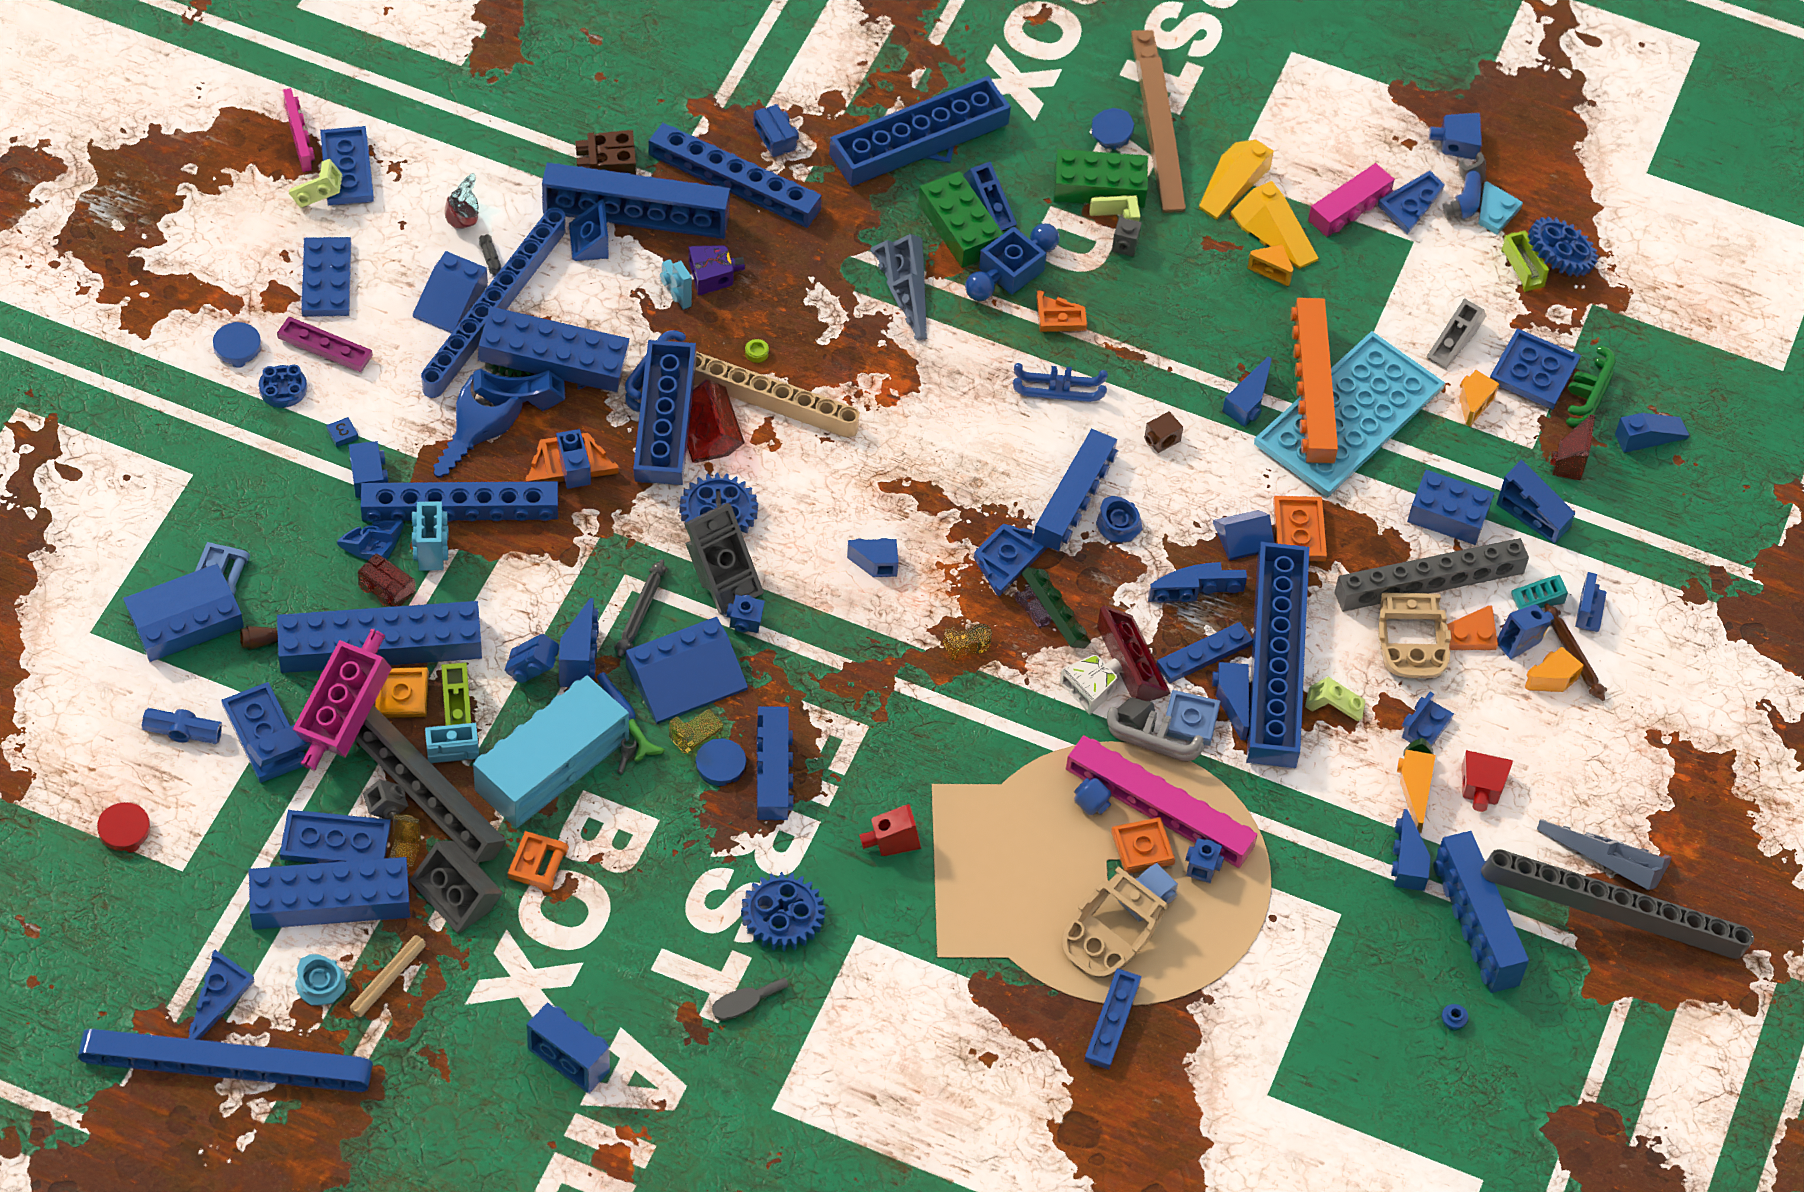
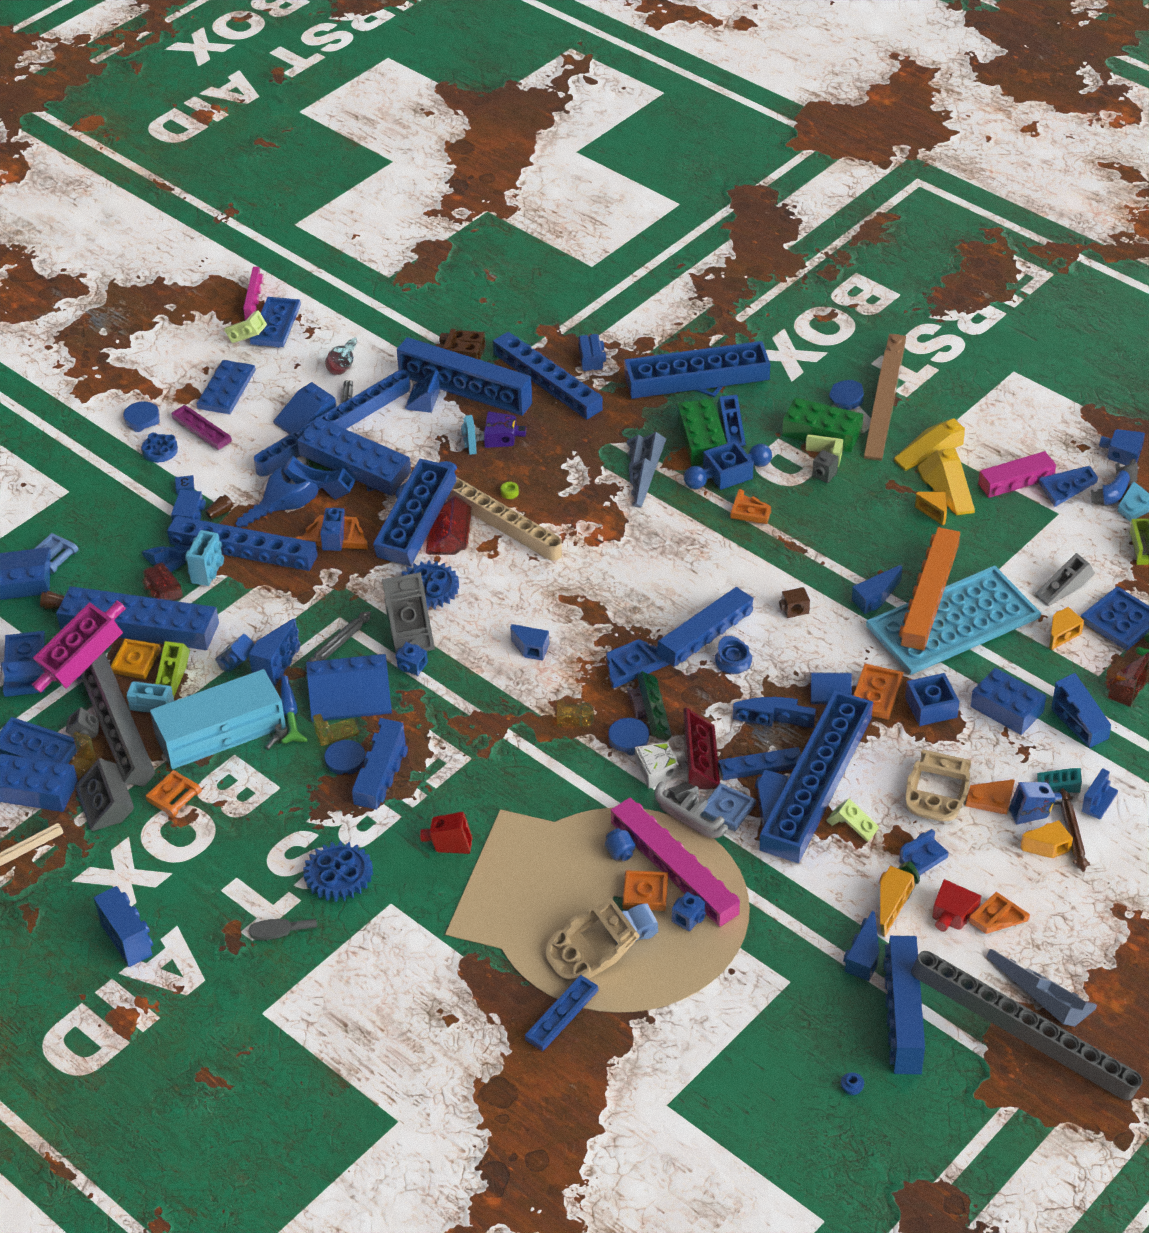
camera: 25 degrees right, 10 degrees down
(405, 455) = (219, 507): none -> reddish brown cone
(1042, 653) = (627, 734): none -> blue tile
(1059, 384) = (727, 556): blue piece -> none
(1368, 525) = (932, 699): none -> blue brick
(1432, 573) = (974, 745): dark grey brick -> none
(1533, 776) = (998, 914): none -> orange wing

